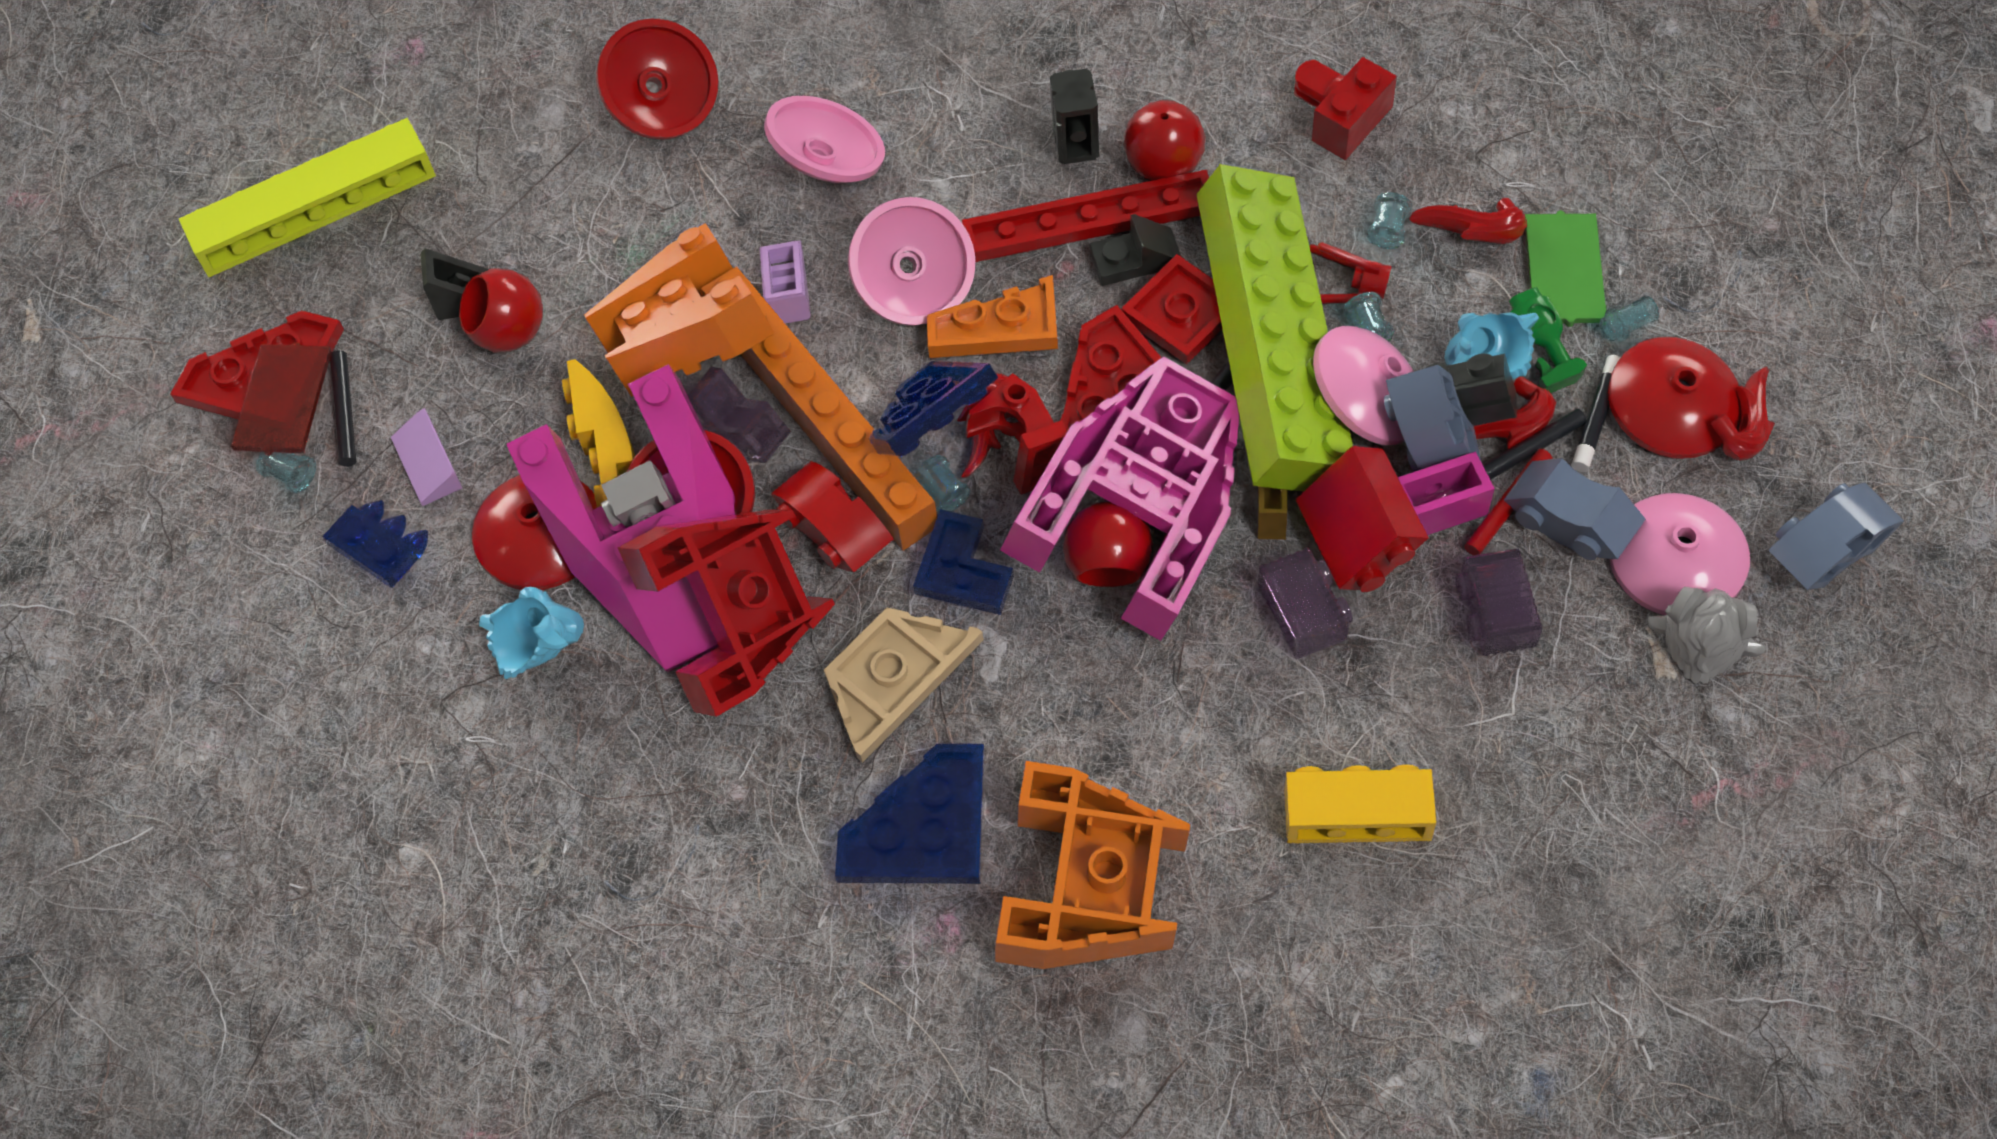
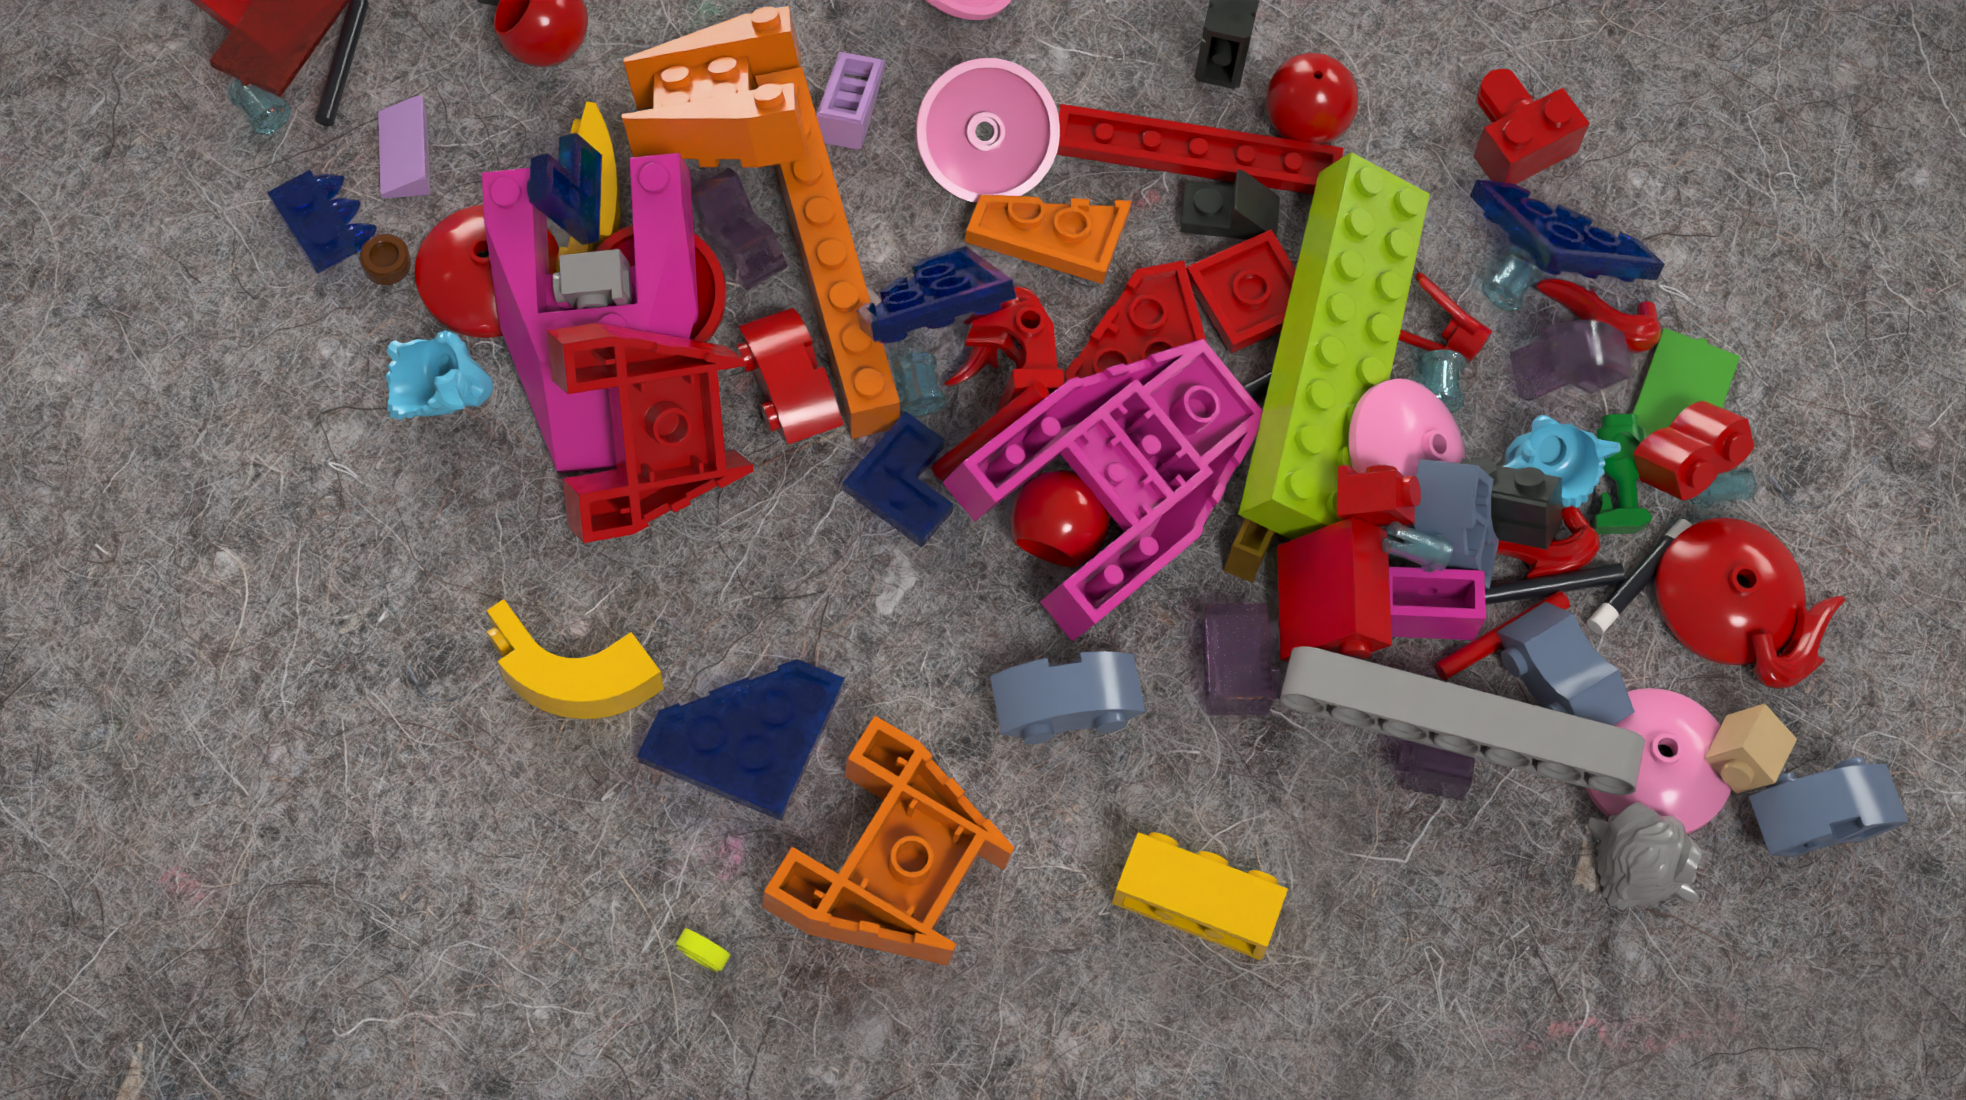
camera: 10 degrees right, 5 degrees up
(446, 553) = (385, 259): none -> reddish brown tile
(584, 431) = (569, 187): none -> clear blue plate
(753, 841) = (572, 687): none -> yellow arch
(892, 672) = (785, 565): tan wing -> none
(960, 1017) = (702, 950): none -> neon yellow tile
(1019, 495) = (990, 429): none -> red bar
(1161, 695) = (1048, 699): none -> sand blue brick
(1366, 421) = (1377, 495): none -> red brick
(1414, 172) = (1563, 237): none -> clear blue plate
(1415, 451) = (1428, 550): none -> clear light blue pin
(1464, 257) = (1574, 353): none -> clear purple brick
(1513, 576) = (1463, 720): none -> light grey beam
(1597, 296) = (1693, 450): none -> red brick
(1752, 511) = (1750, 748): none -> tan brick

